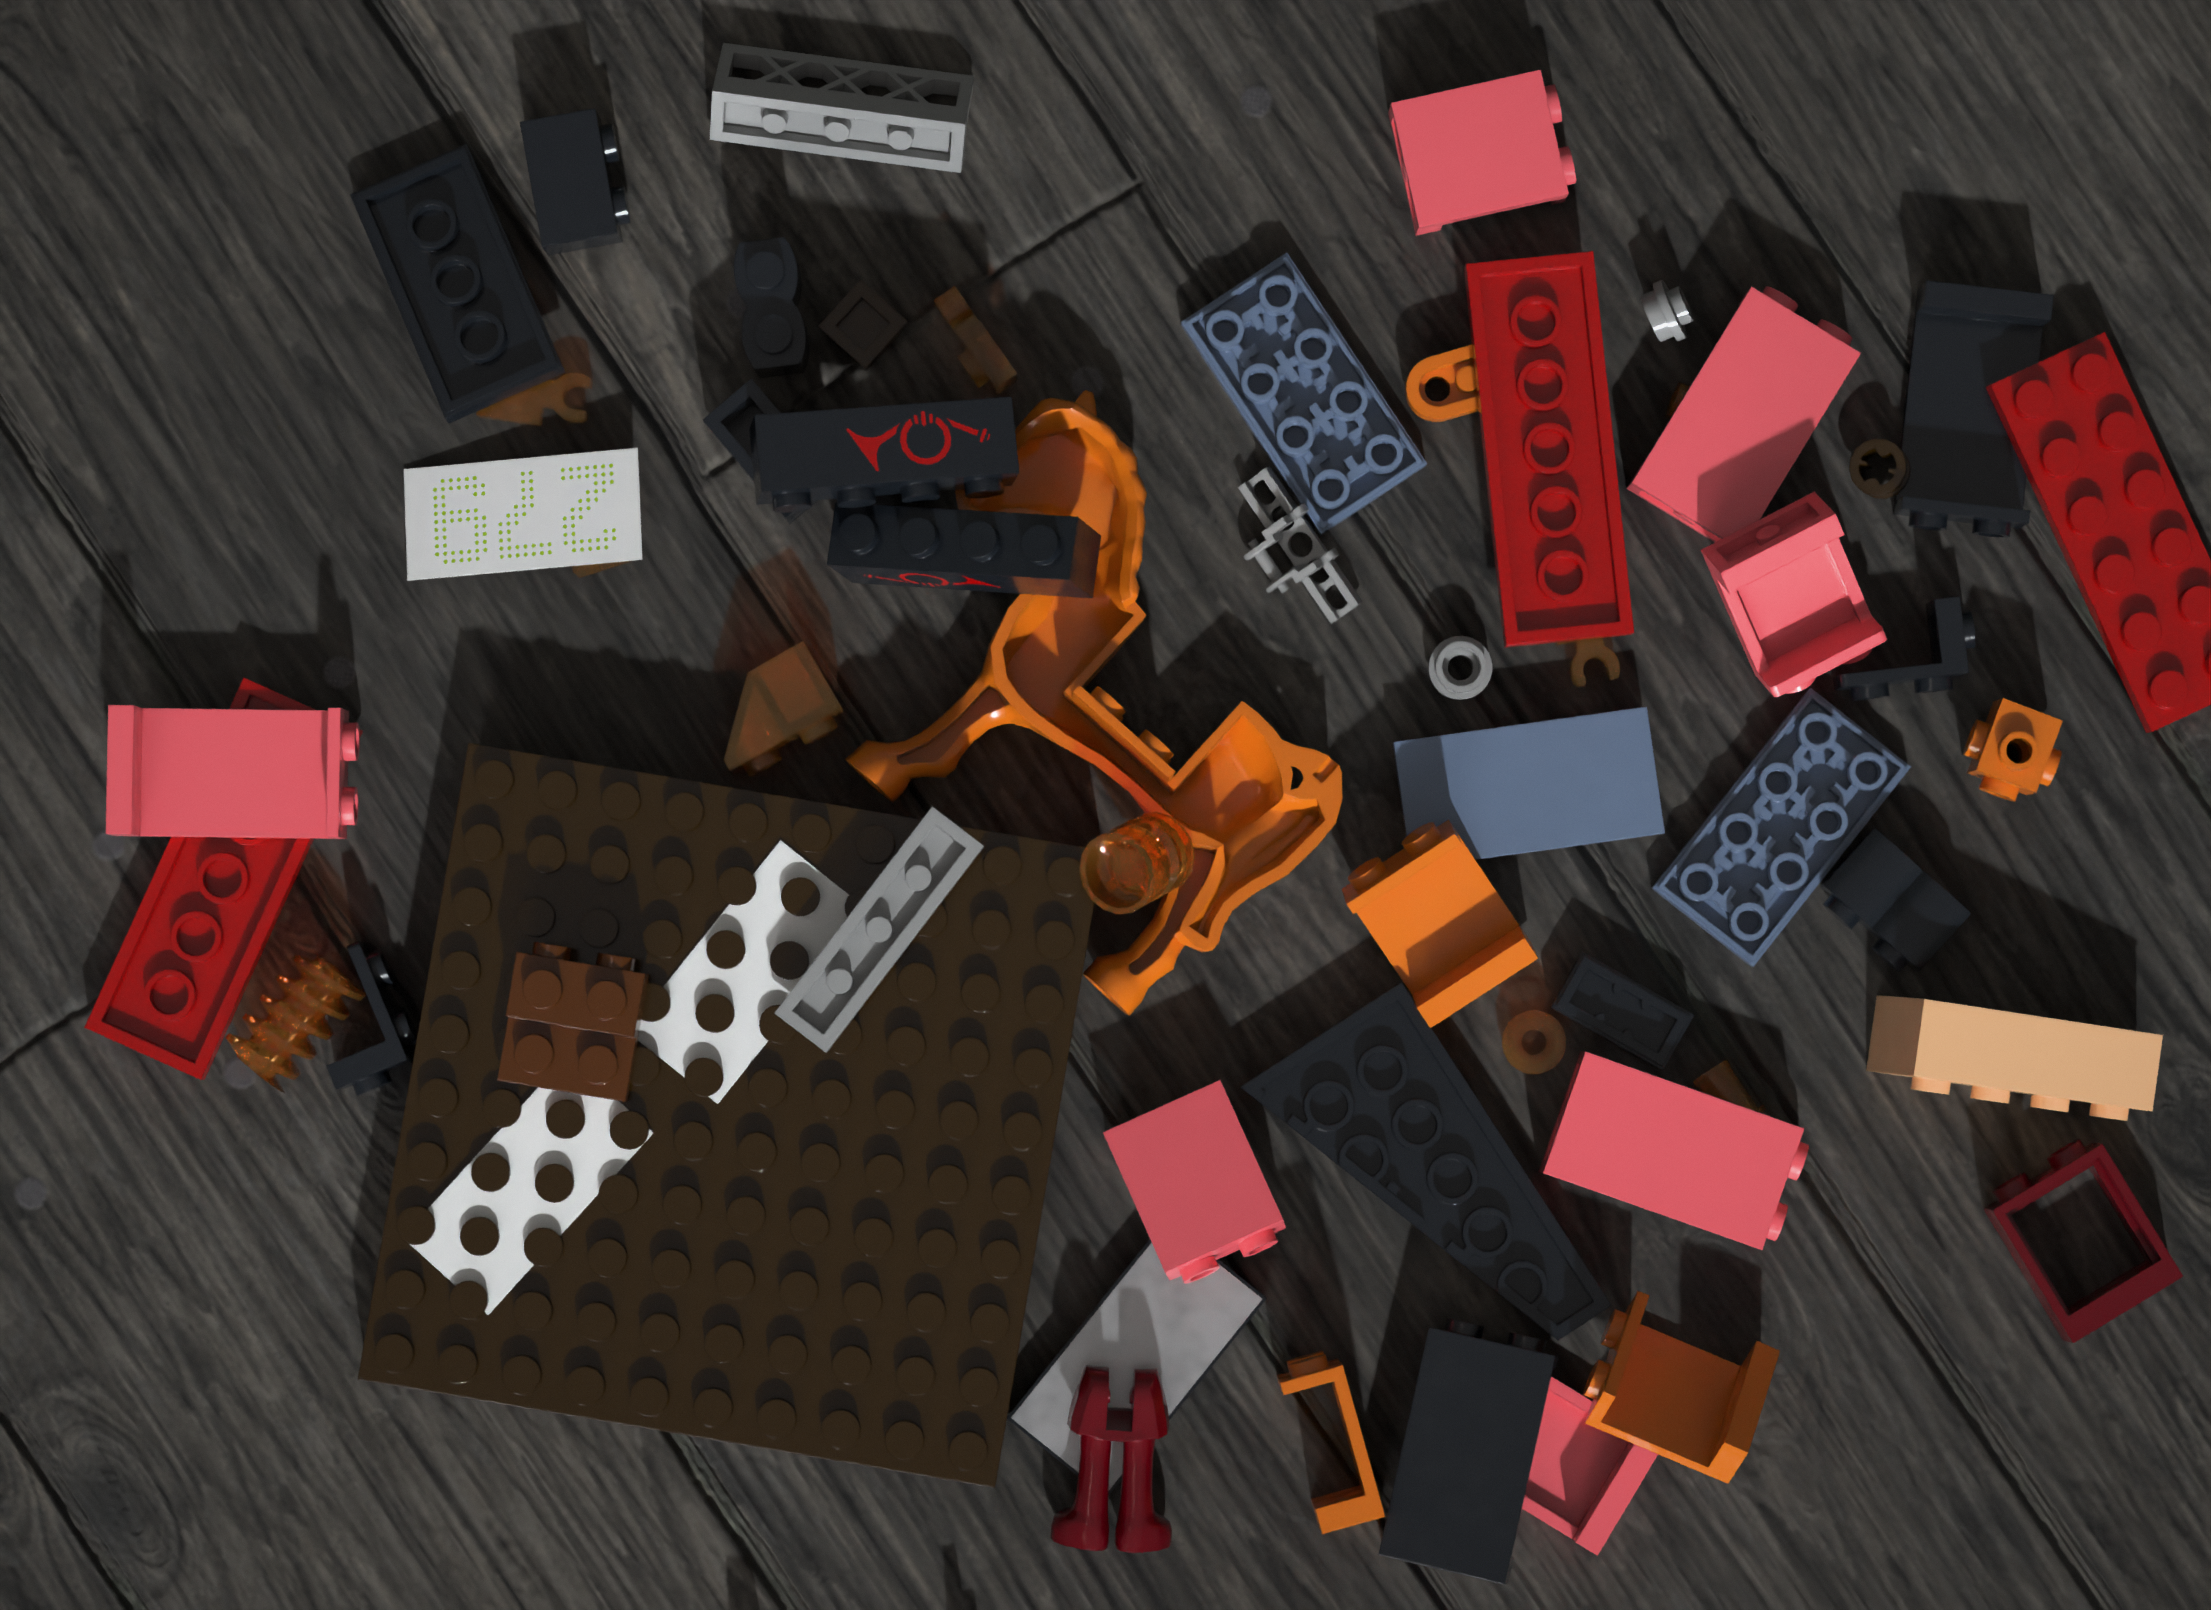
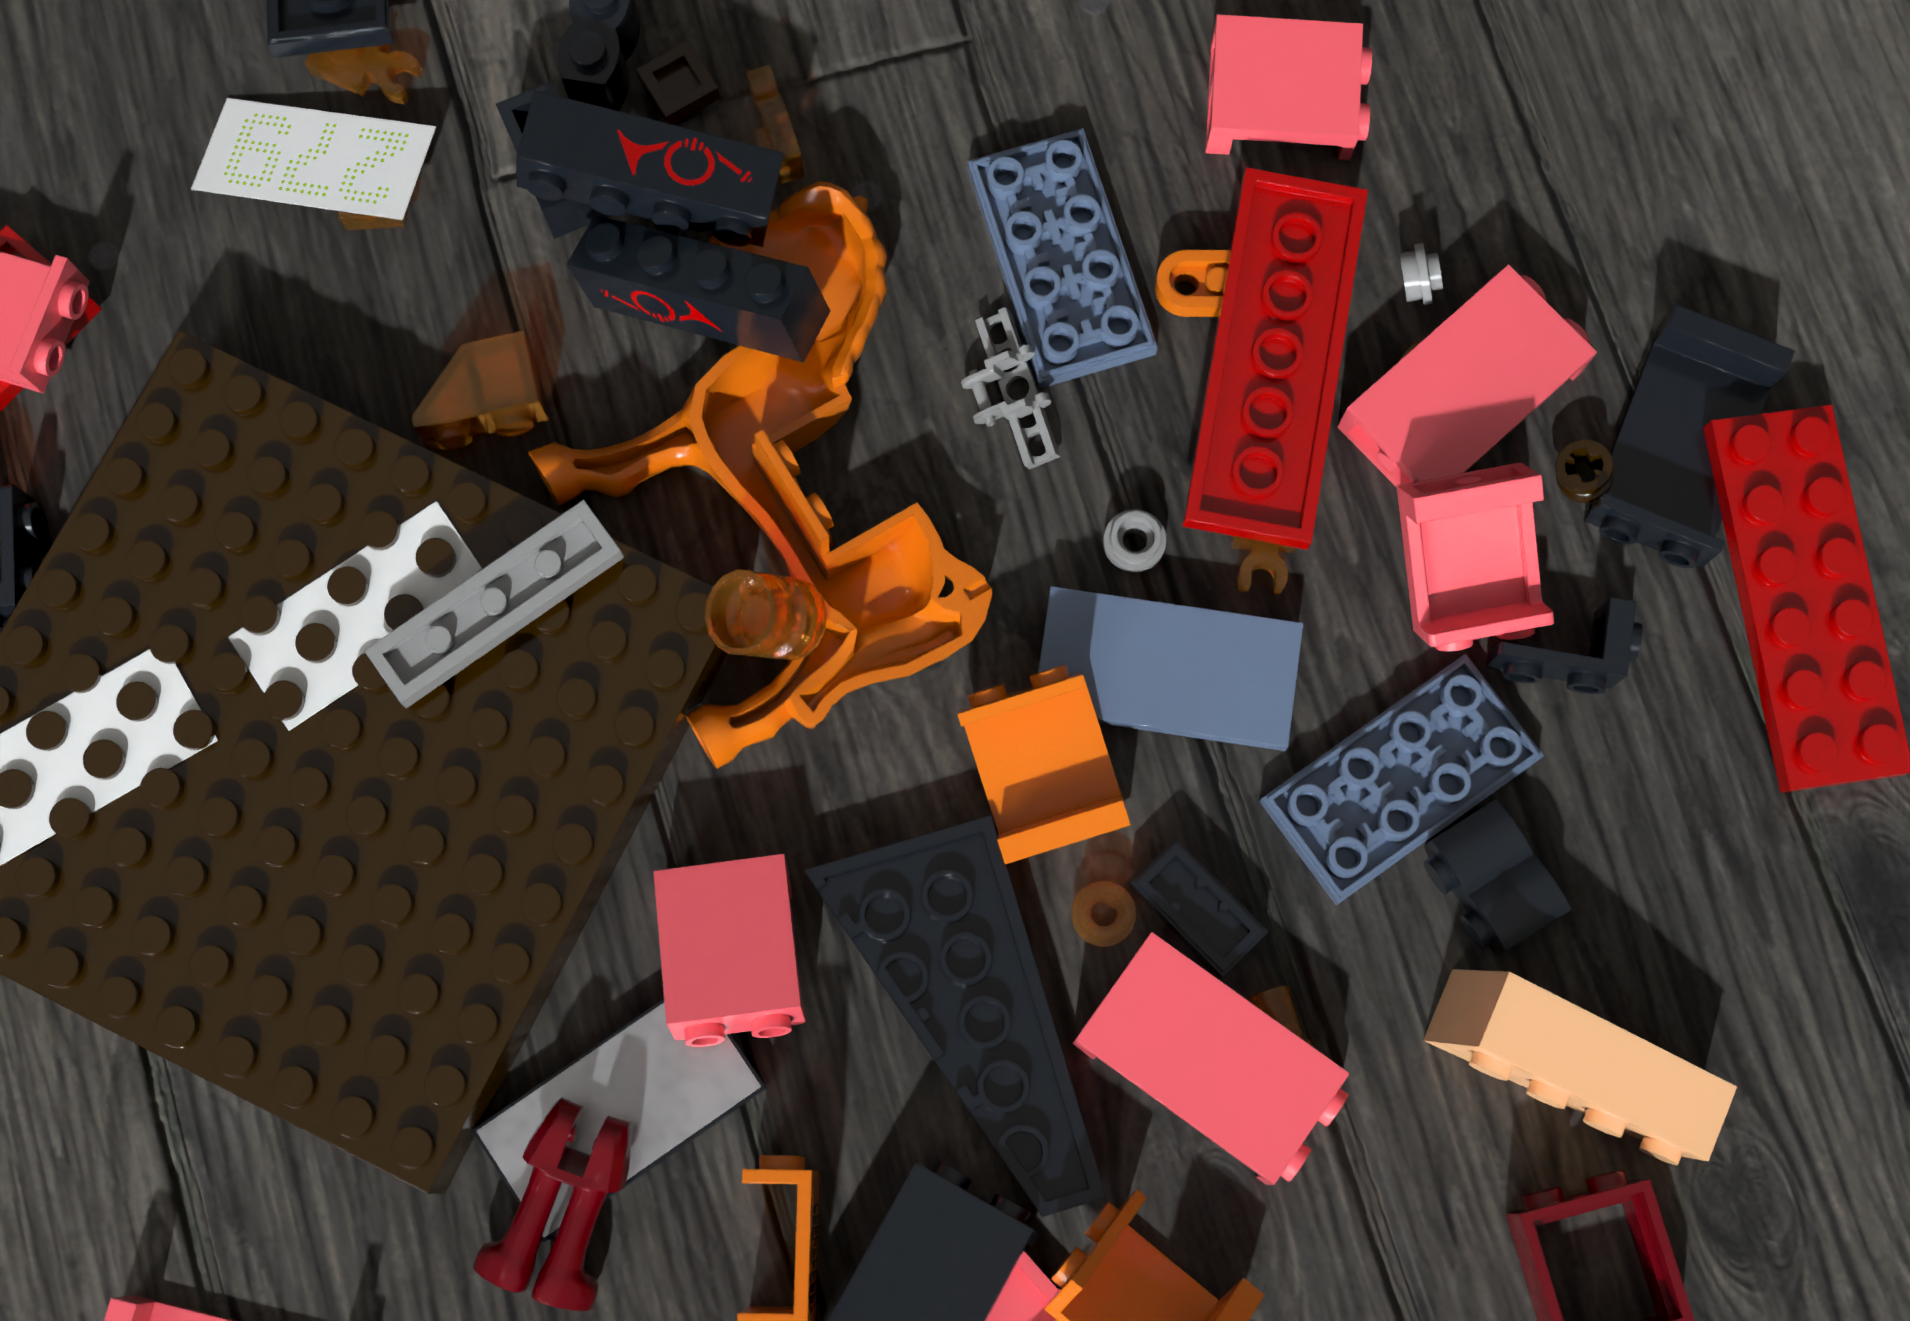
camera: 15 degrees right, 10 degrees down
(573, 1023) = (172, 606): reddish brown plate -> none
(2031, 734) = (1652, 764): orange brick -> none

